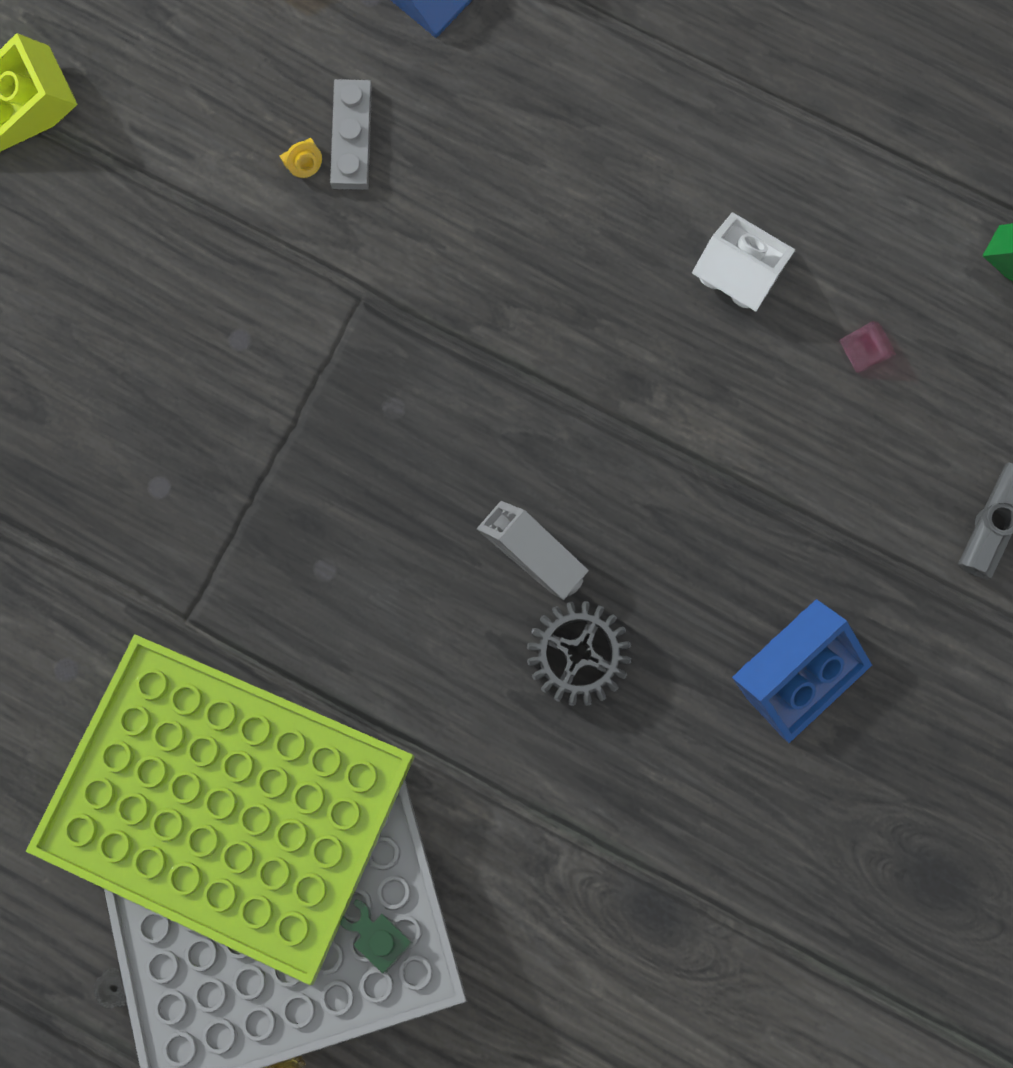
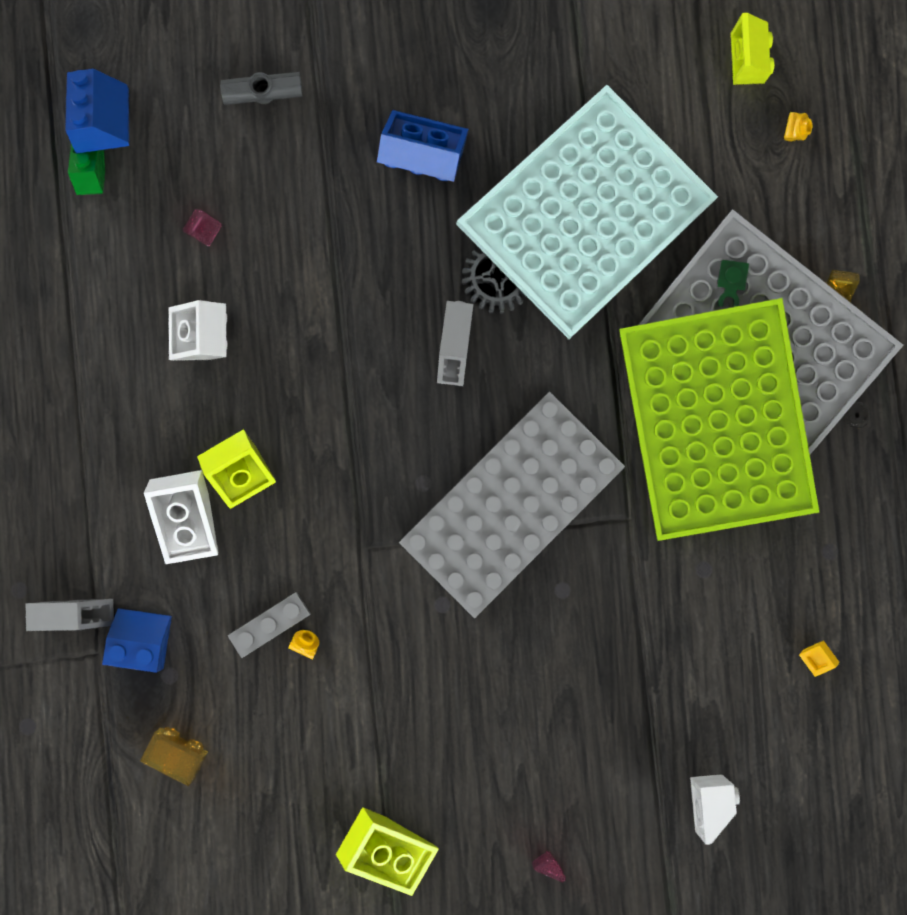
camera: 130 degrees left, 5 degrees up
(297, 495) = (512, 504): none -> light grey plate
(539, 112) = (182, 516): none -> white slope
(553, 204) = (236, 469): none -> neon yellow slope
(587, 819) = (586, 211): none -> light aqua plate

